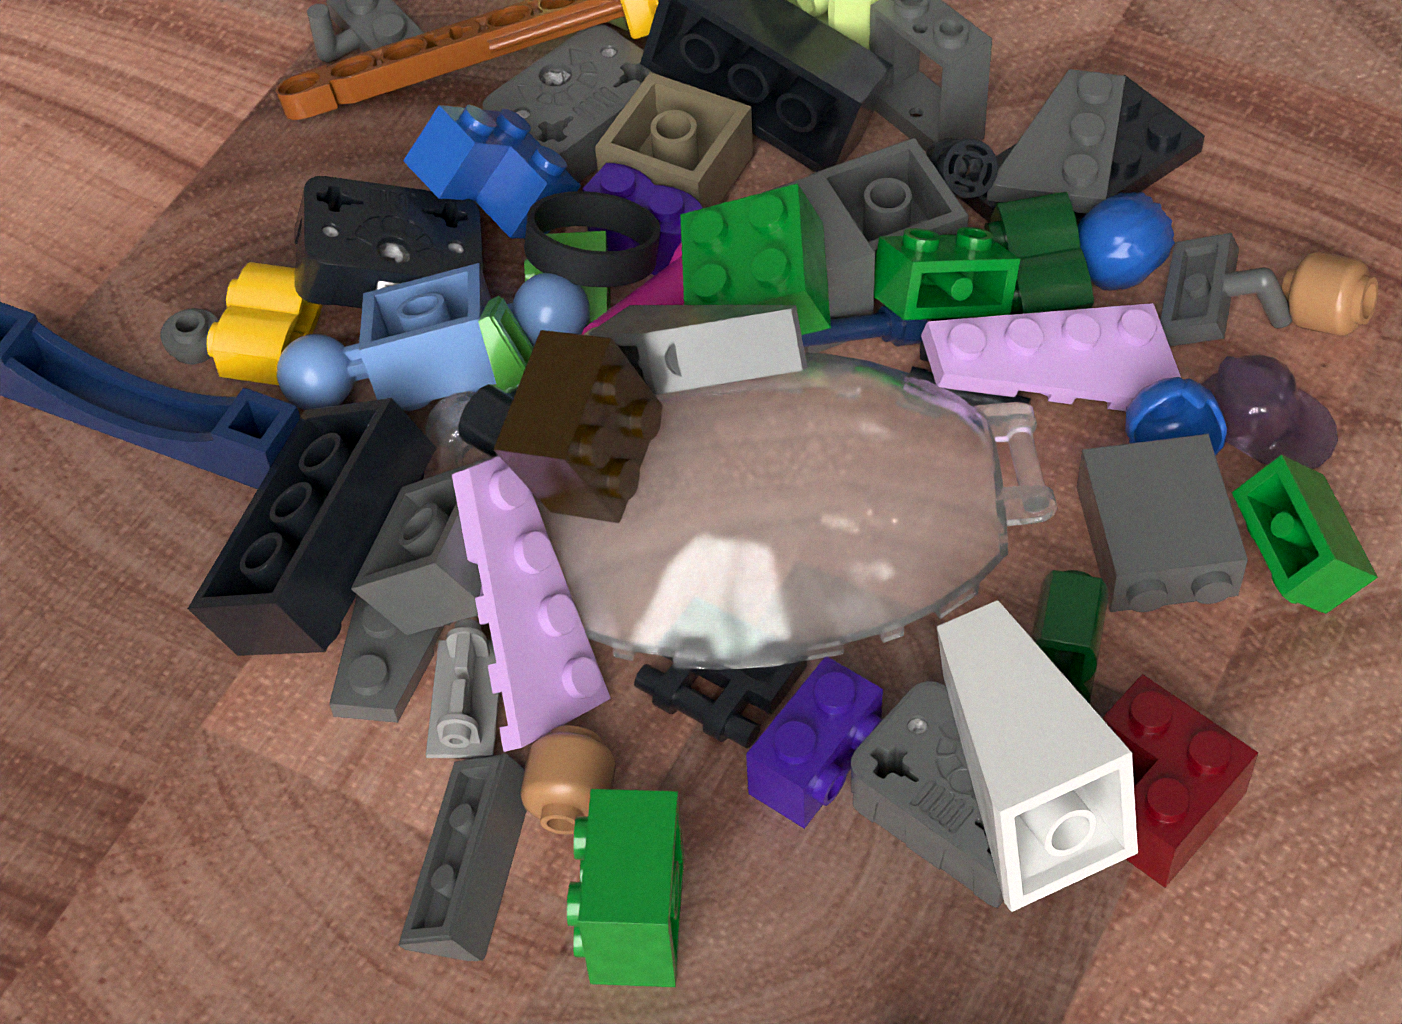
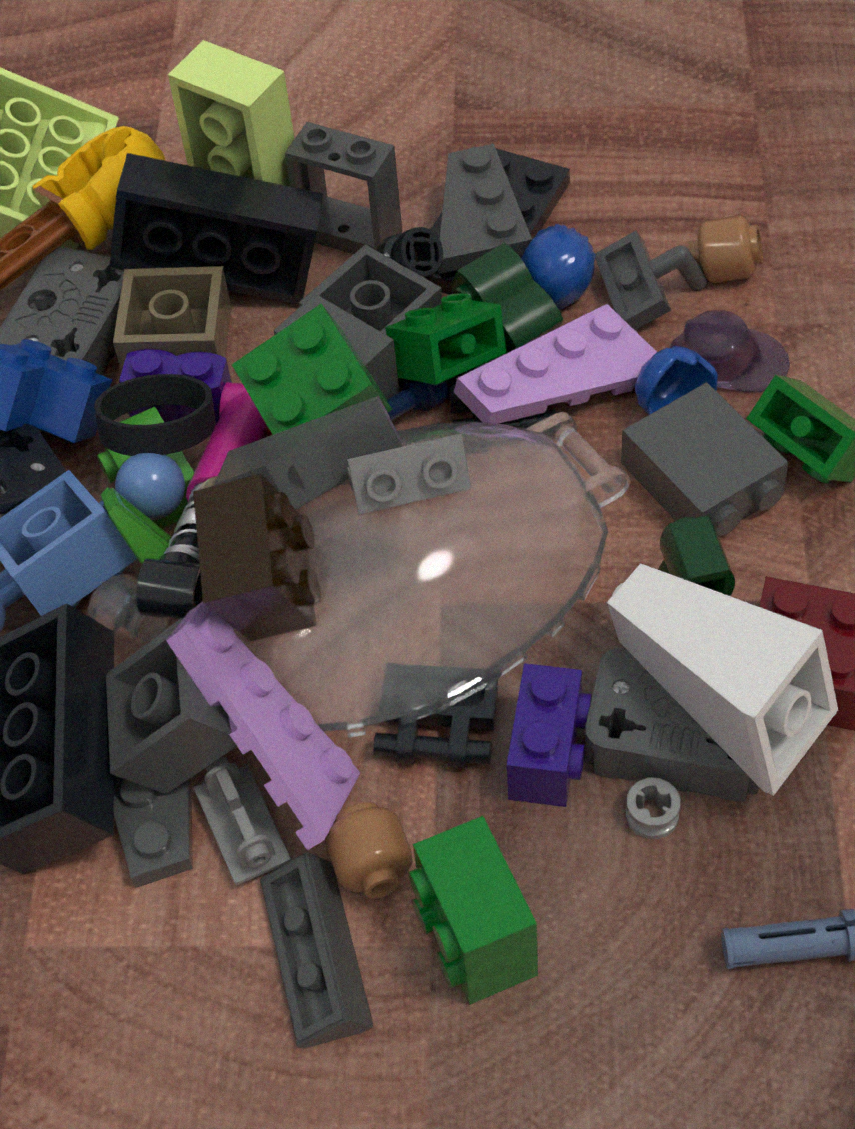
camera: 25 degrees left, 0 degrees up
(789, 402) = (409, 474): none -> light grey hinge
(893, 848) = (639, 818): none -> light grey bush

